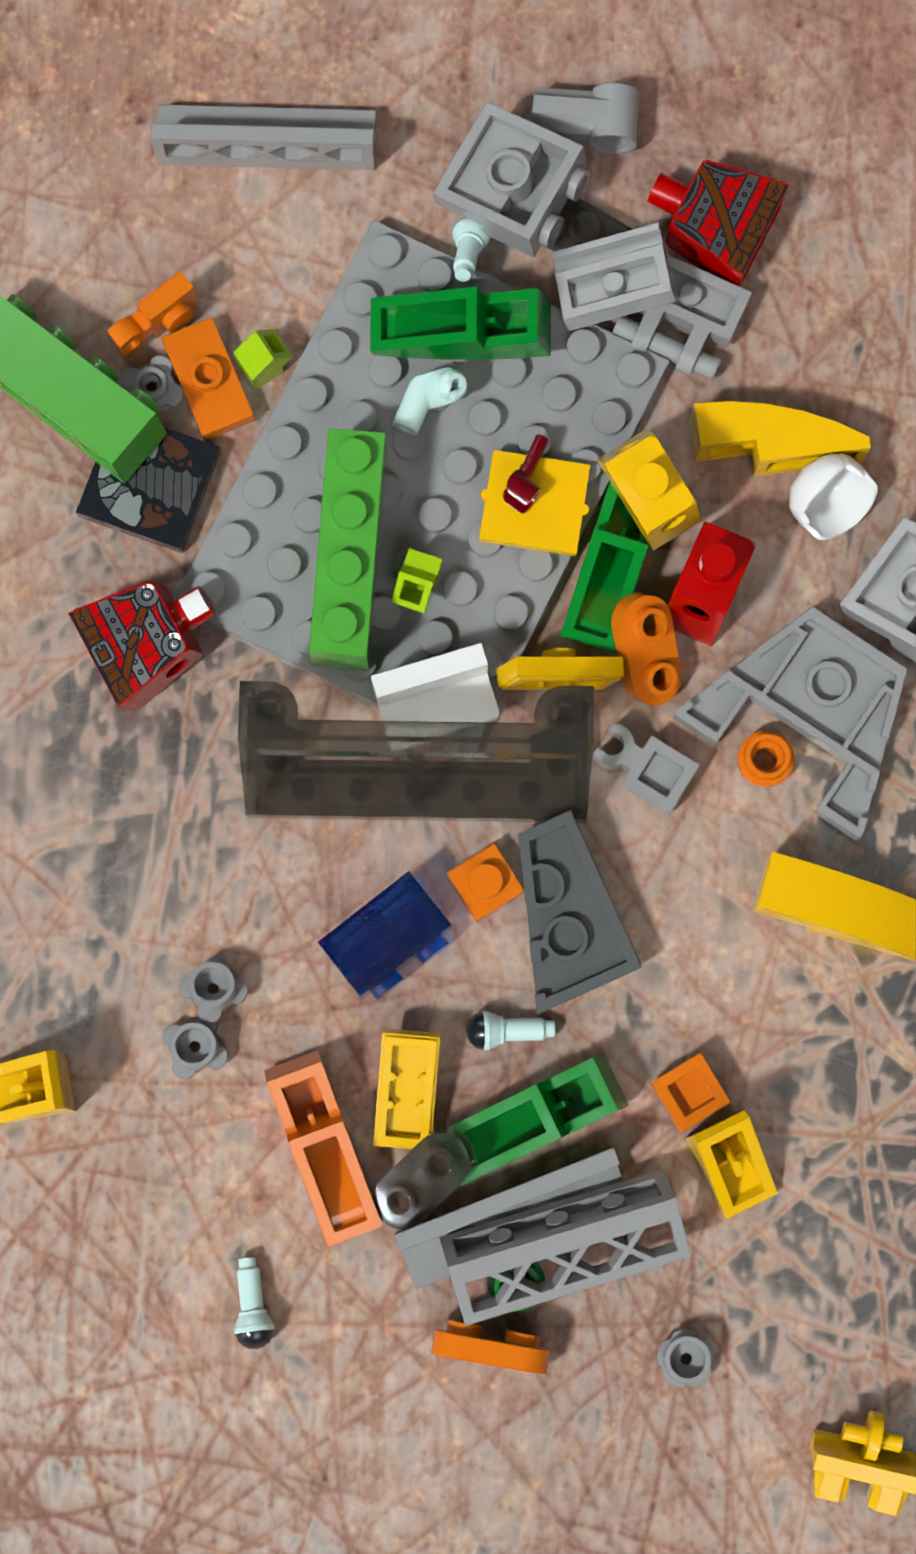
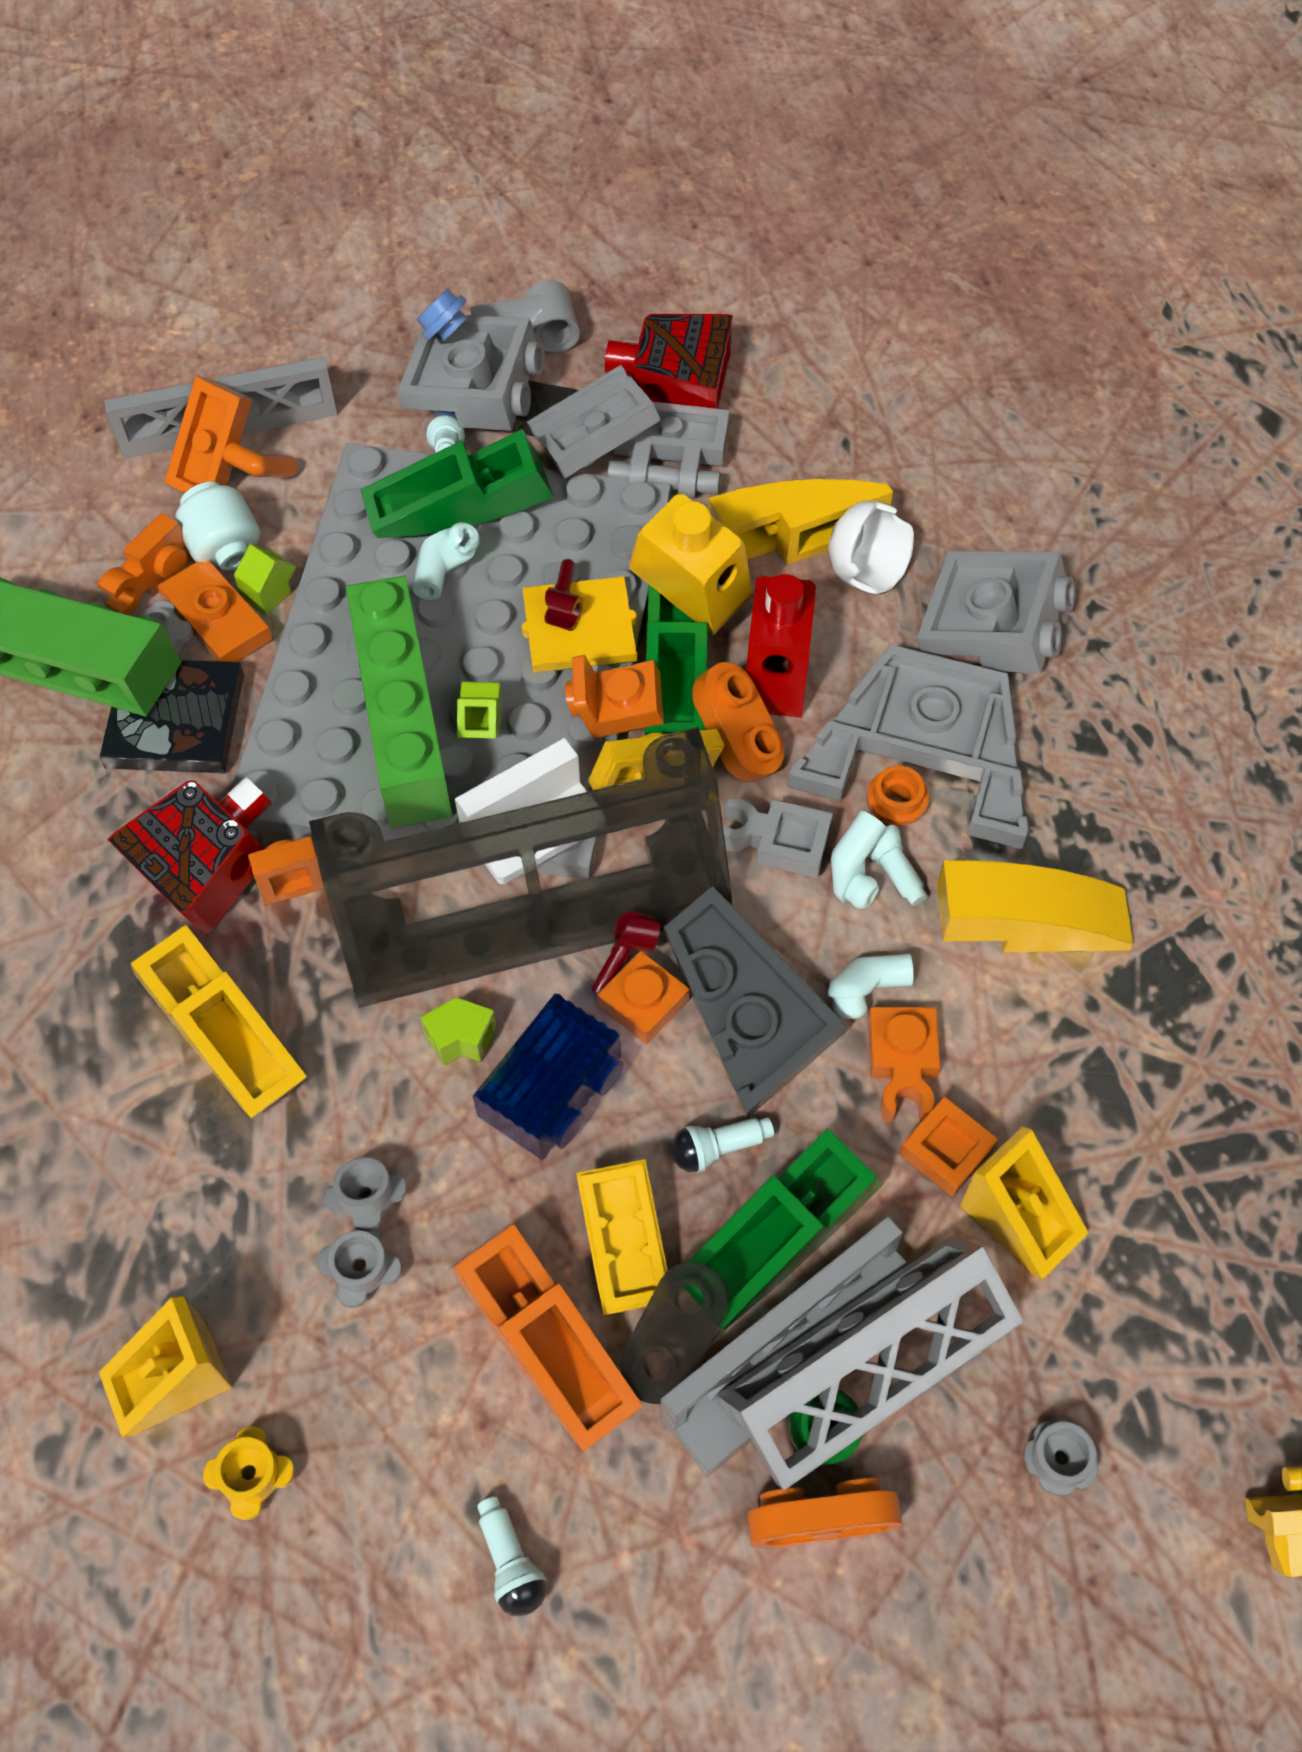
camera: 15 degrees left, 20 degrees down
(59, 1178) = (226, 1471): none -> yellow plate
(127, 805) = (218, 1021): none -> yellow slope
(213, 676) = (286, 870): none -> orange plate
(230, 288) = (216, 524): none -> light aqua head
(242, 195) = (211, 440): none -> orange plate
(323, 869) = (459, 1030): none -> lime piece
(490, 827) = (630, 931): none -> dark red hand
(497, 125) = (443, 315): none -> medium blue plate
(542, 599) = (615, 698): none -> orange bracket
(671, 923) = (862, 977): none -> light aqua arm
(687, 996) = (905, 1051): none -> orange plate
(698, 816) = (849, 861): none -> light aqua arm
(736, 800) = (898, 868): none -> light aqua piece

